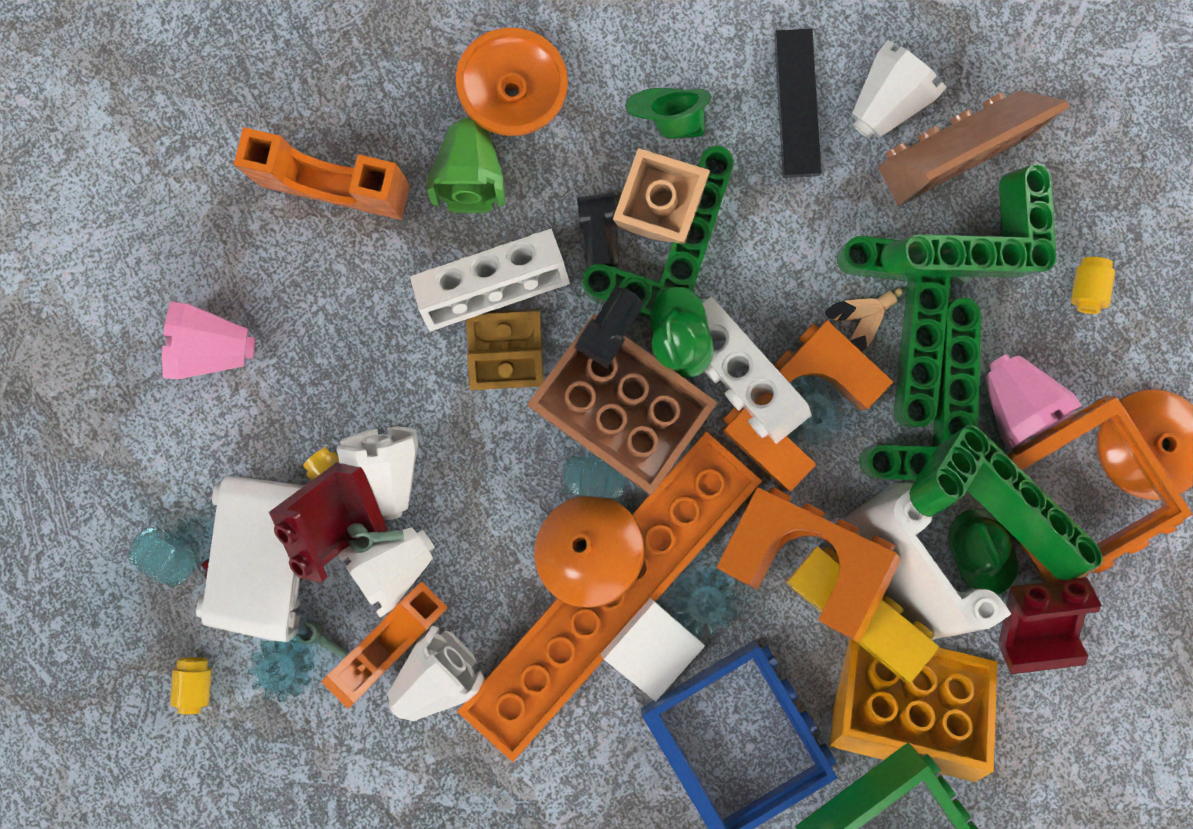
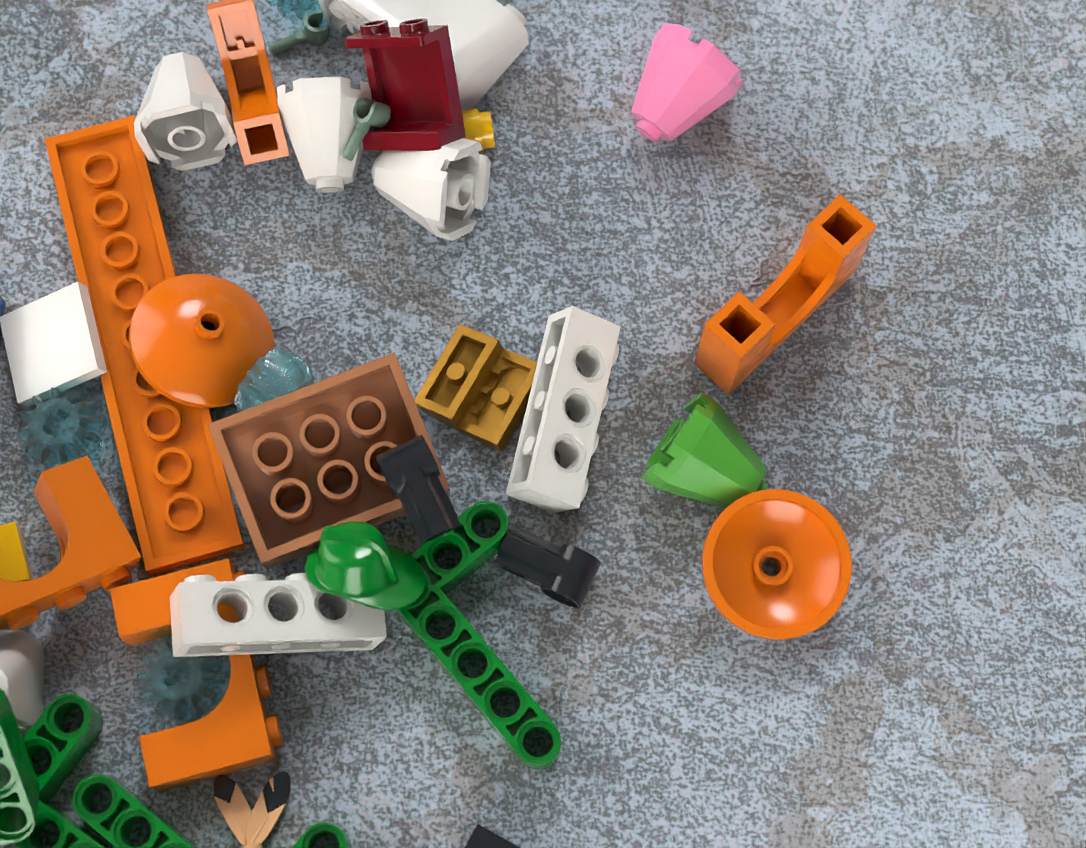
camera: 120 degrees right, 15 degrees down
(660, 197) = (537, 647): light nougat slope -> none
(673, 111) = (639, 732): green piece -> none

